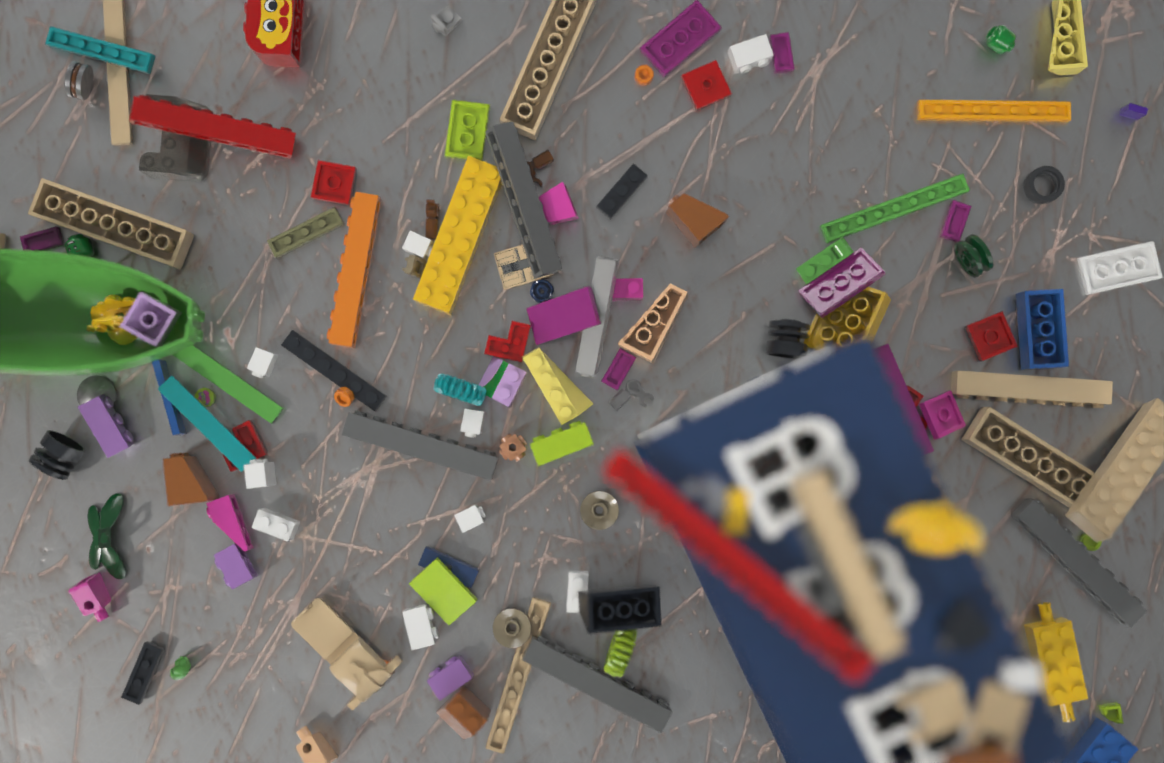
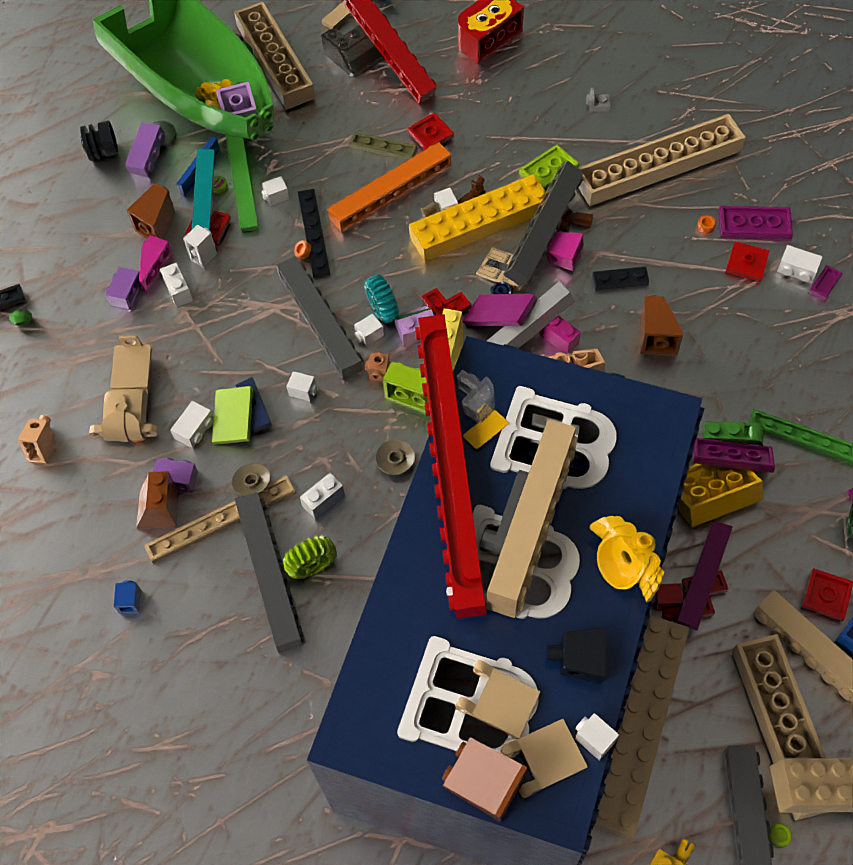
camera: 50 degrees right, 25 degrees down
(91, 596) = (23, 230): dark pink torso -> none
(100, 527) = (59, 214): dark green piece -> none
(620, 608) = (341, 524): black slope -> none
(942, 415) = (731, 614): dark pink plate -> none

